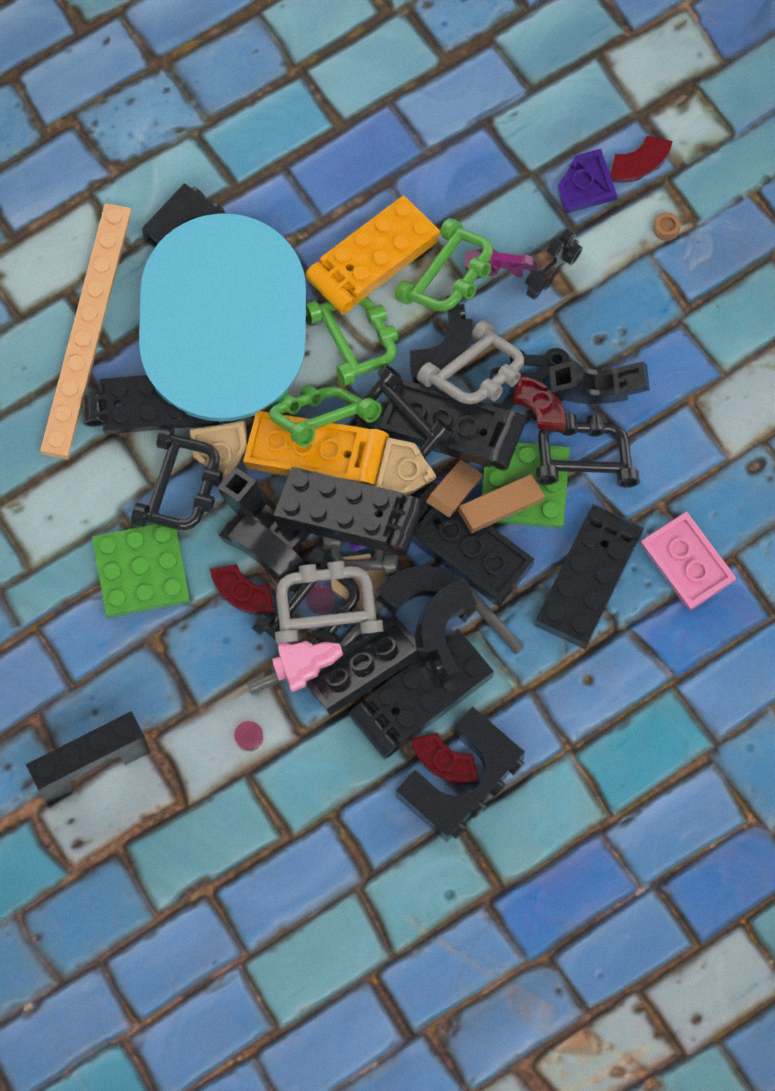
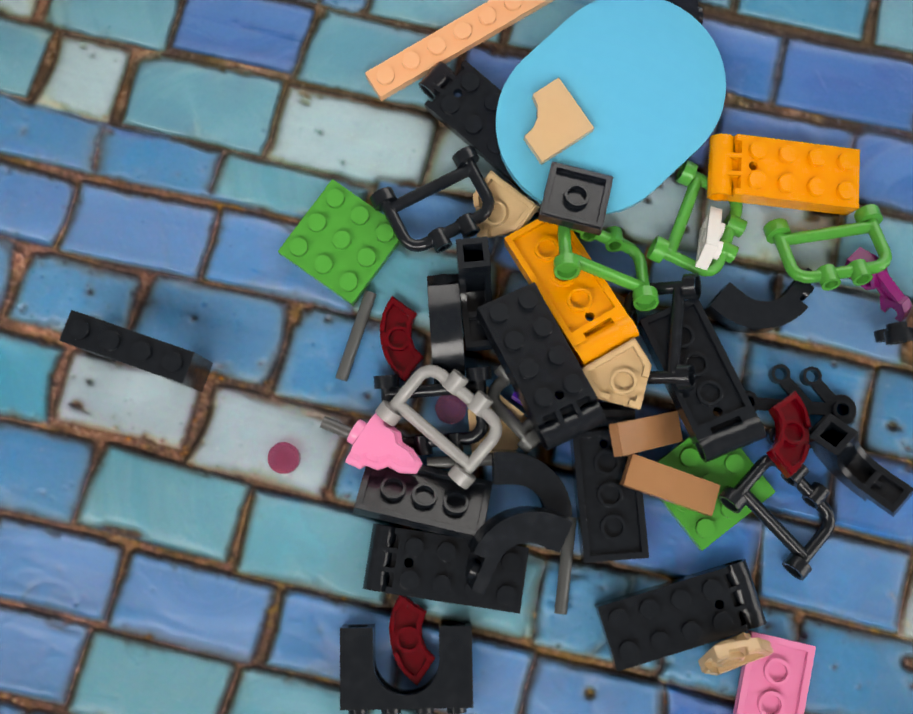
camera: 45 degrees right, 10 degrees up
(203, 357) = (558, 122): none -> tan tile
(212, 617) = (355, 336): none -> dark grey bar
(263, 391) = (575, 198): none -> black tile
(369, 337) = (709, 238): none -> white plate
(492, 389) = (762, 382): light grey bar -> none
(641, 562) = (734, 653): none -> tan plate

